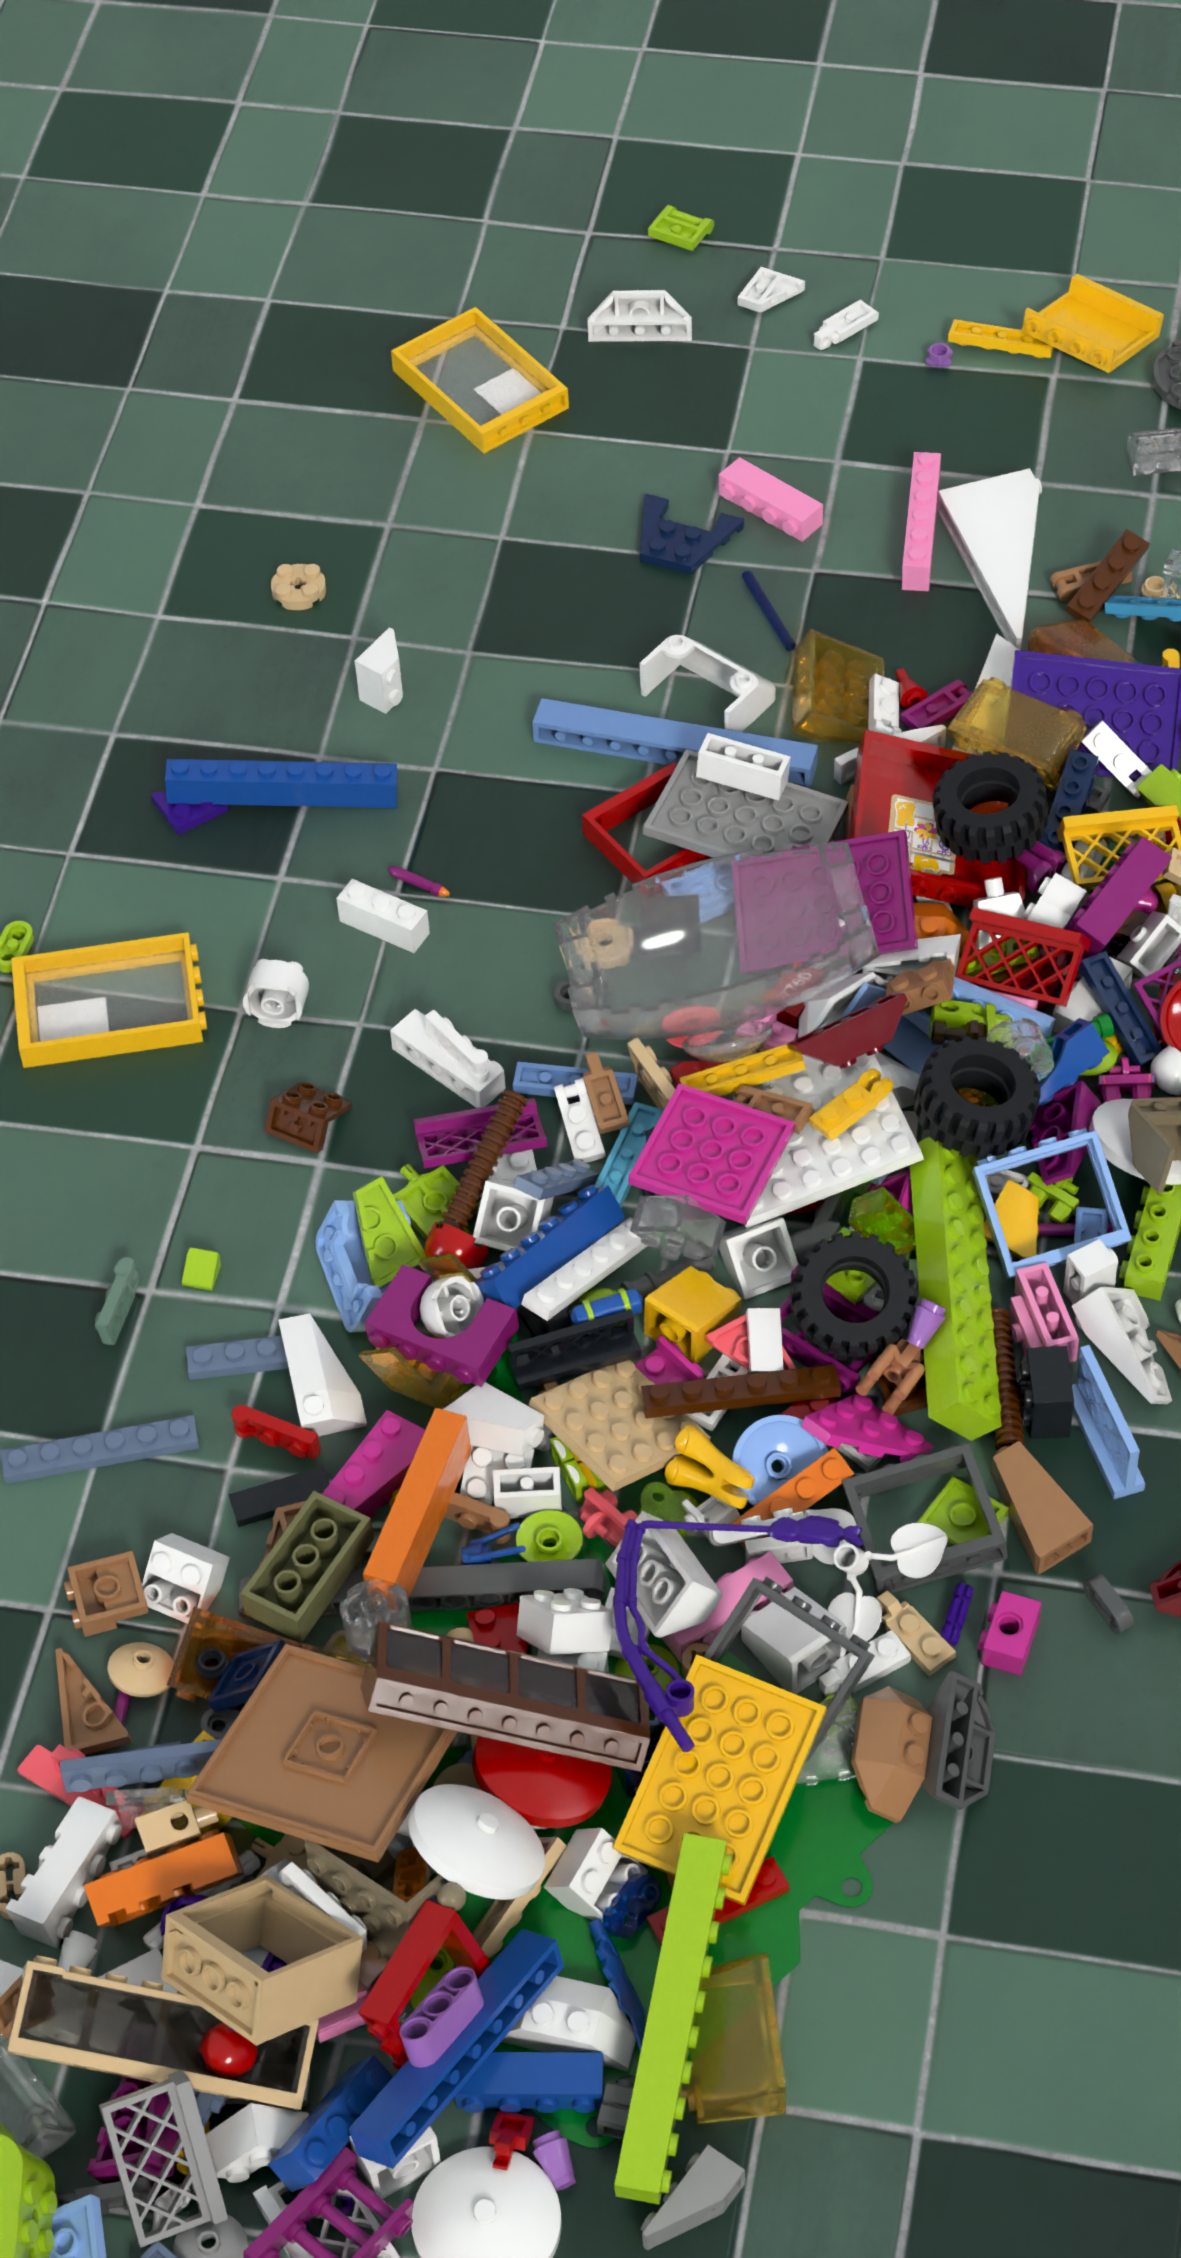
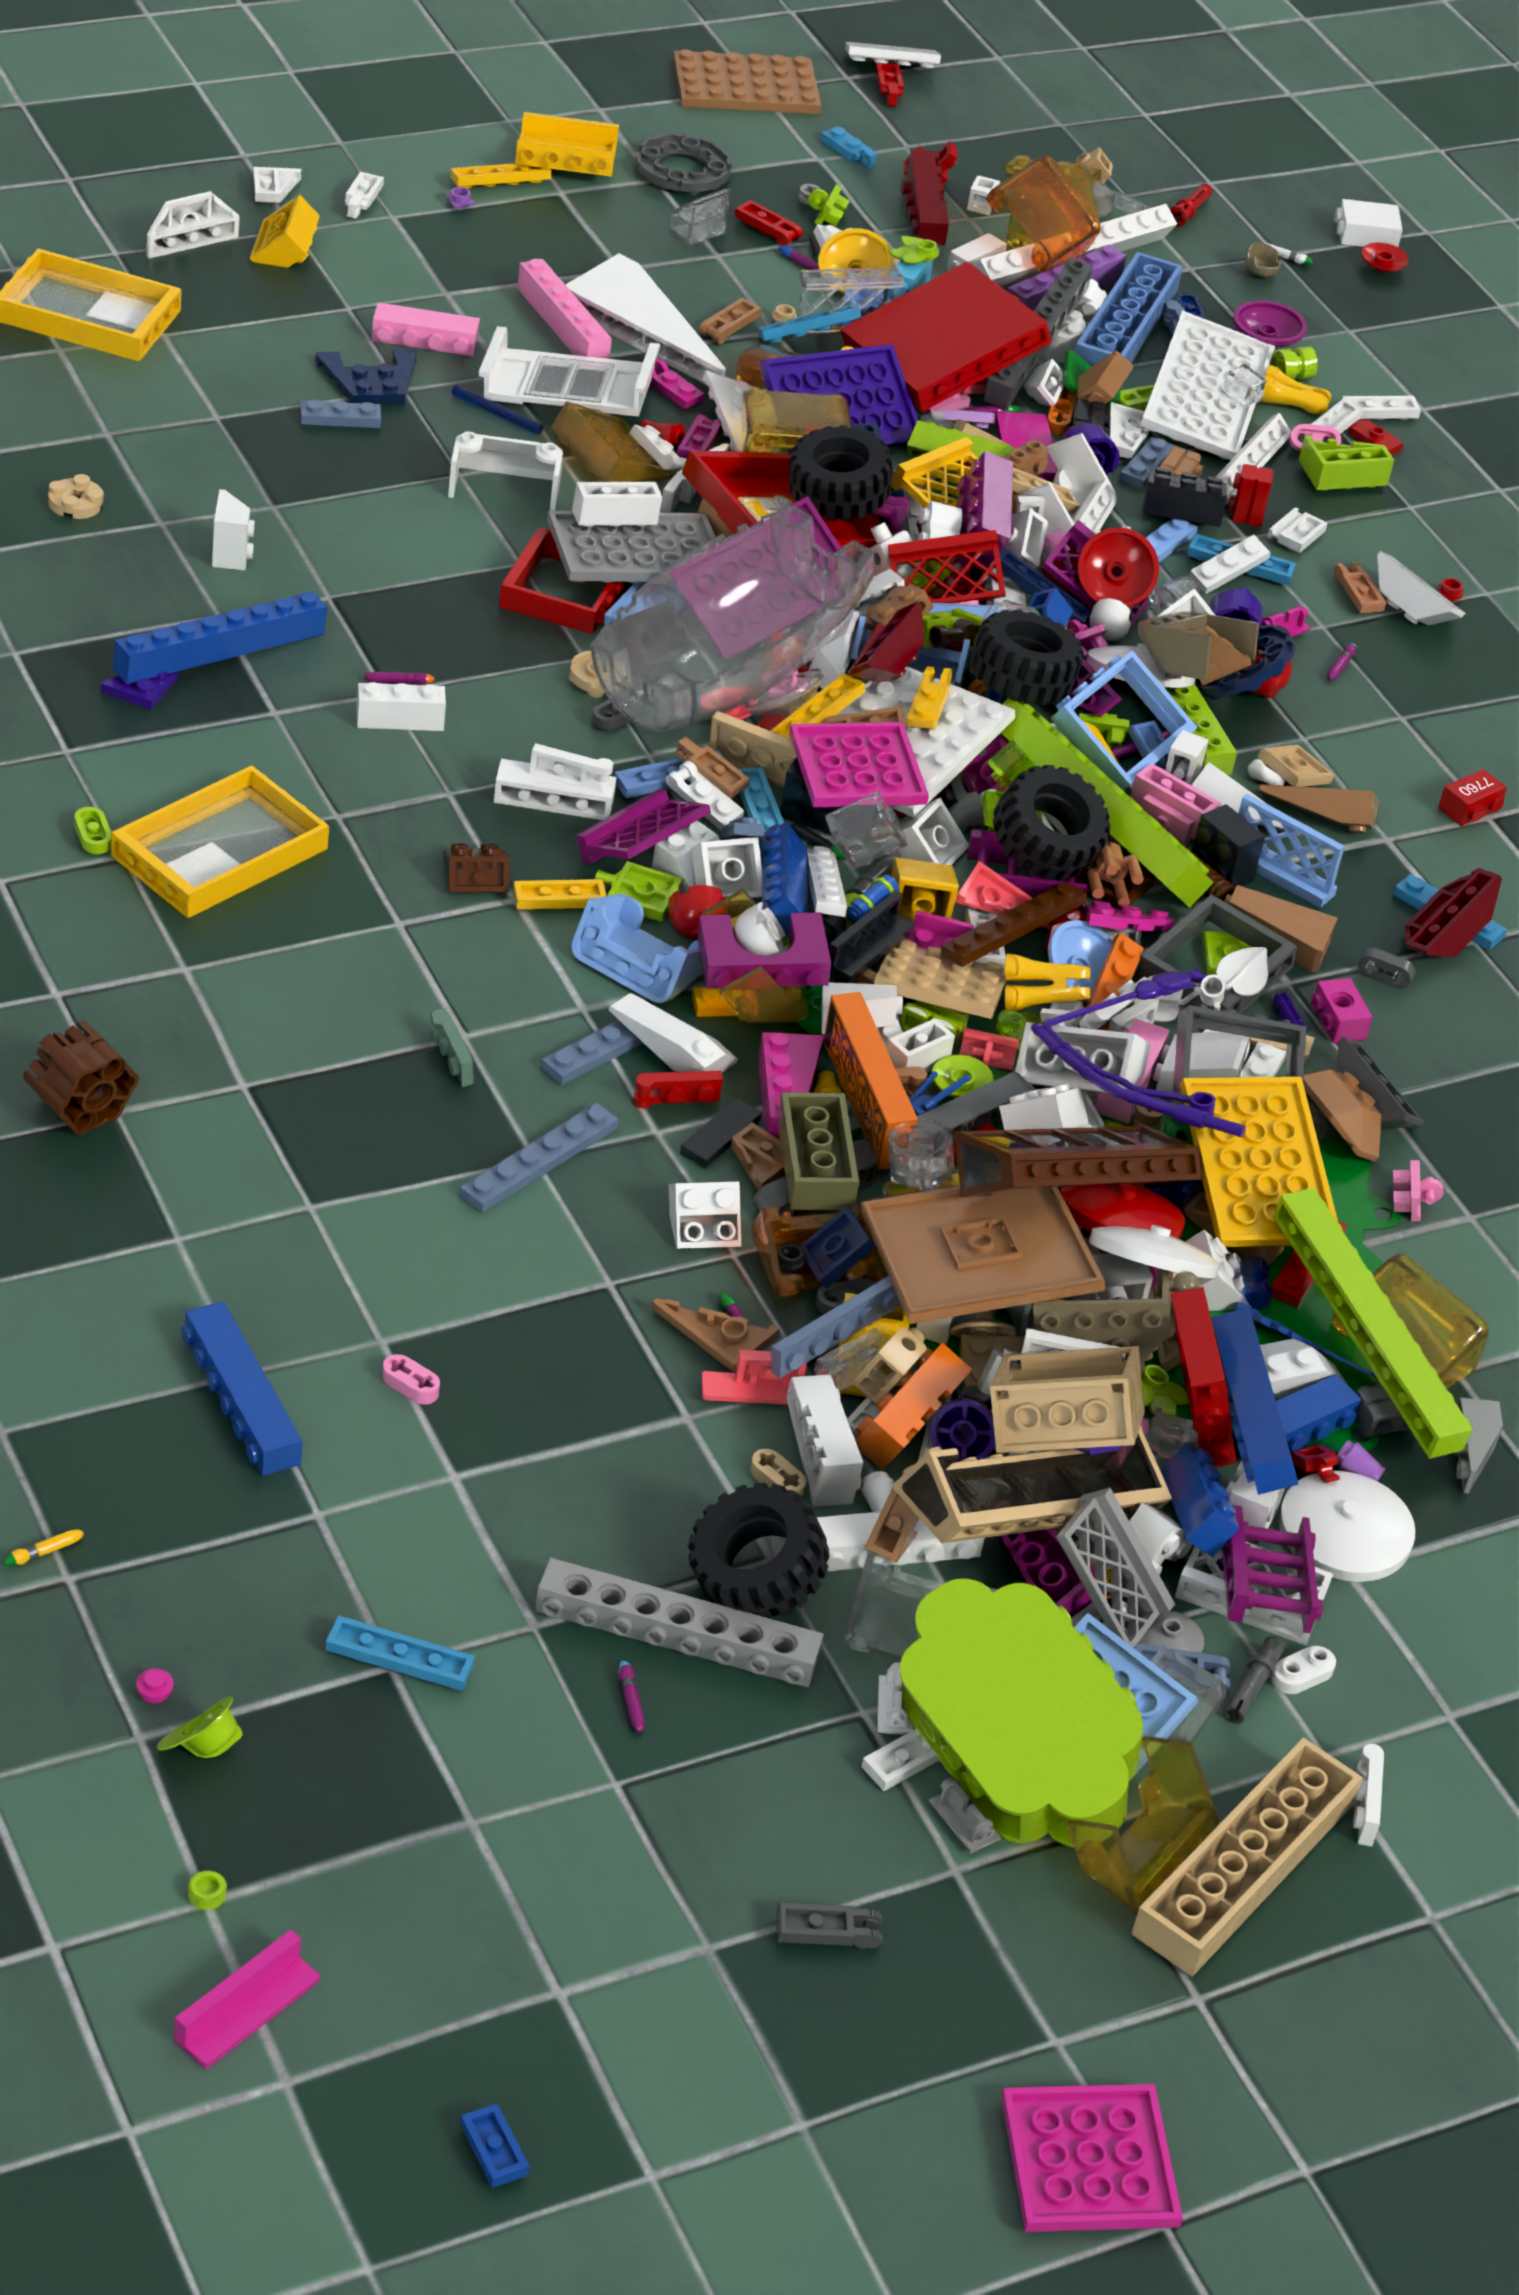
camera: 45 degrees left, 10 degrees down
(105, 1593) = (655, 1246): medium nougat plate -> none
(140, 1669) = (733, 1288): tan dish -> none
(201, 1269) = (497, 1001): lime slope -> none
(227, 2051) = (1082, 1476): red hair -> none
(276, 992) = (371, 784): white brick -> none
(349, 1171) = (556, 893): none -> yellow plate
(385, 1232) = (640, 916): lime wing -> none
(441, 2016) = (1239, 1374): medium lavender beam -> none
(484, 1159) = (679, 829): reddish brown piece -> none
(614, 569) = (341, 414): none -> sand blue plate
(651, 737) = (471, 523): medium blue brick -> none
(680, 228) = (152, 156): lime plate -> none
(729, 353) = (286, 234): none -> yellow slope
(764, 1340) = (1002, 882): white tile -> none
(855, 595) = (557, 378): none -> white piece
(898, 1882) = (1410, 1191): none -> bright pink hips
(925, 1322) = (1120, 820): medium lavender cone -> none
(967, 637) = (675, 387): none -> dark pink hinge
(1107, 576) = (747, 311): reddish brown plate -> none
(1116, 756) = (864, 412): white plate -> none

